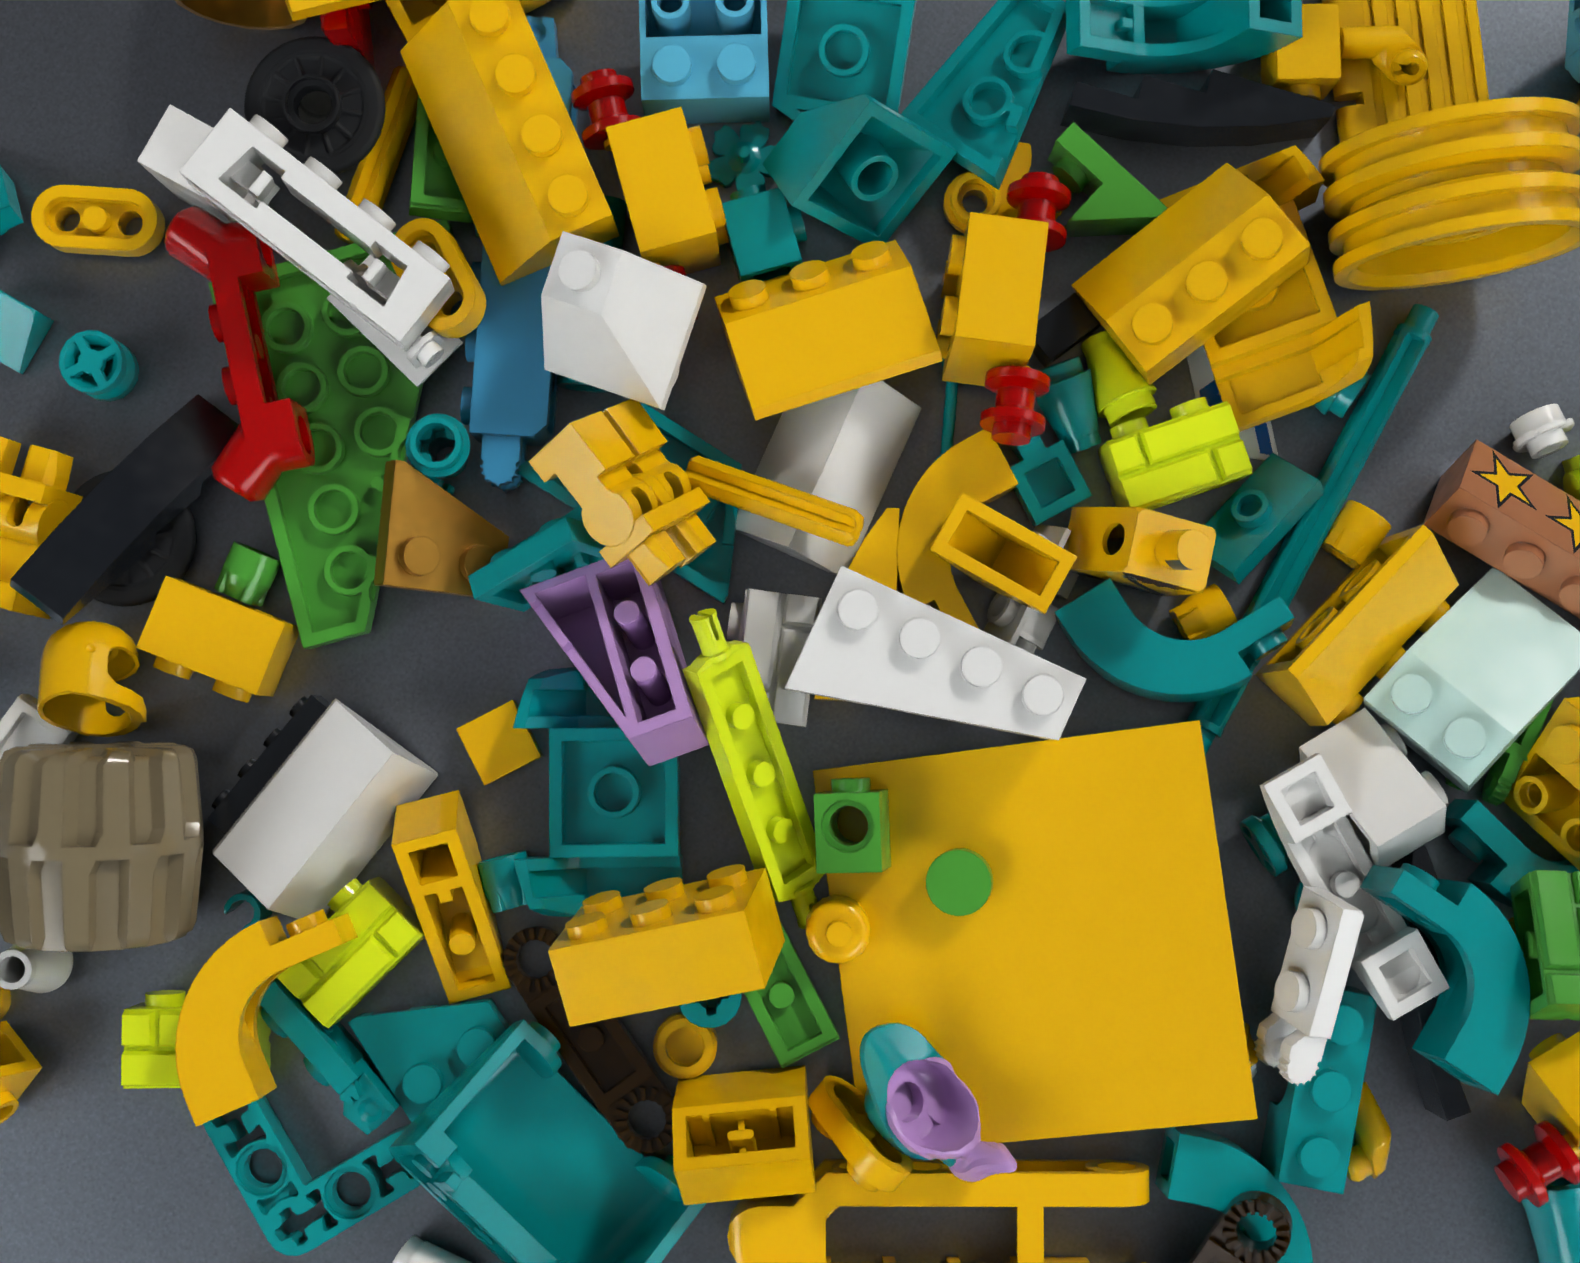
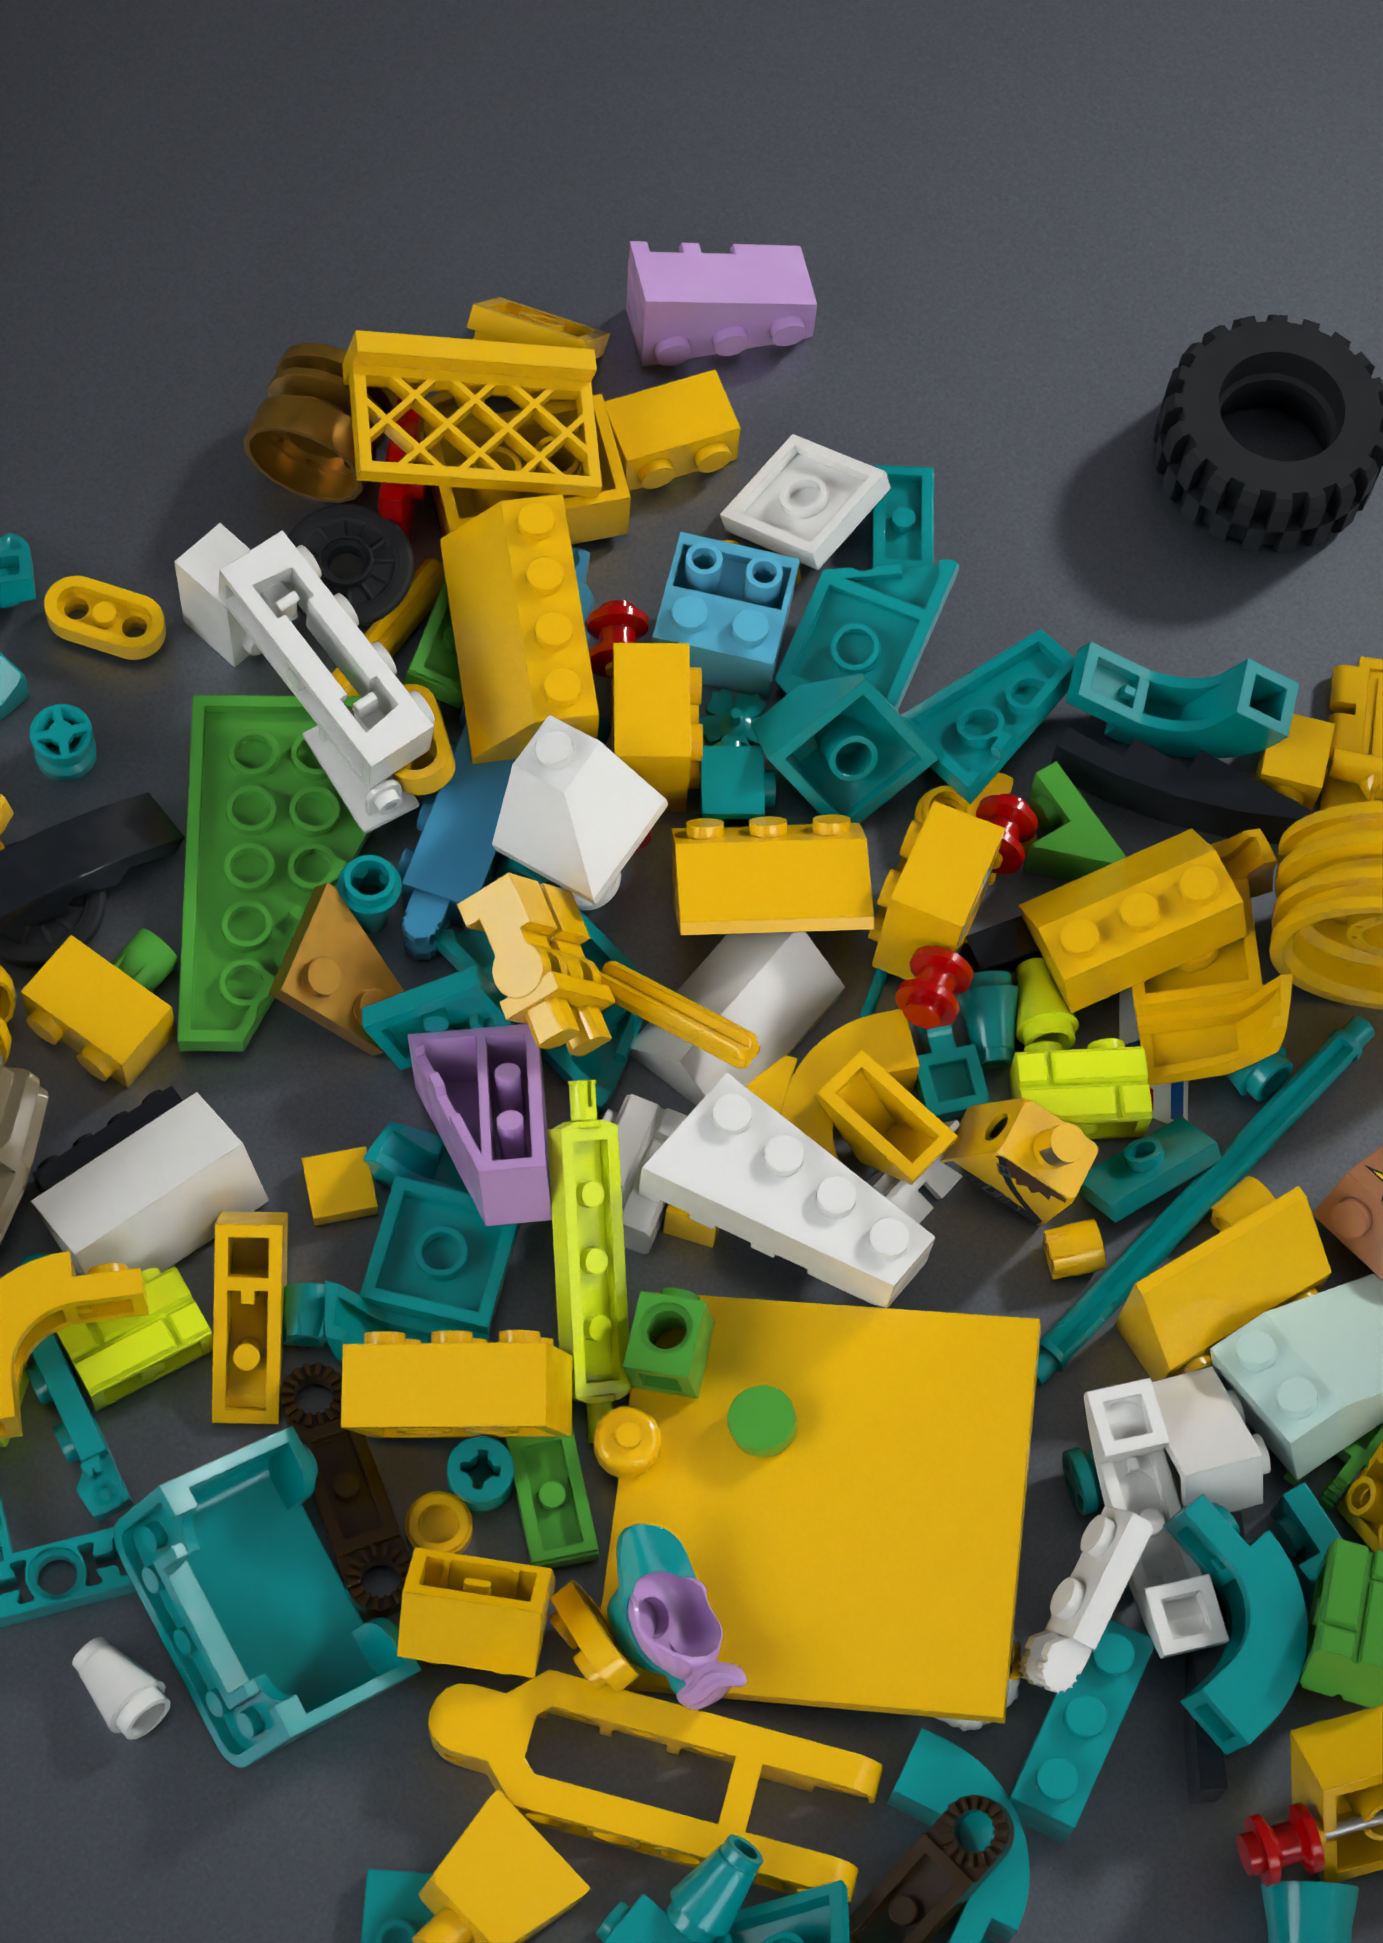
camera: 10 degrees right, 20 degrees down
(272, 431) = (218, 829): red plate -> none
(427, 1046) = (168, 1445): teal wing -> none
(1162, 667) = (1028, 1276): teal arch -> none
(1371, 1140) = (1125, 1802): yellow arm -> none

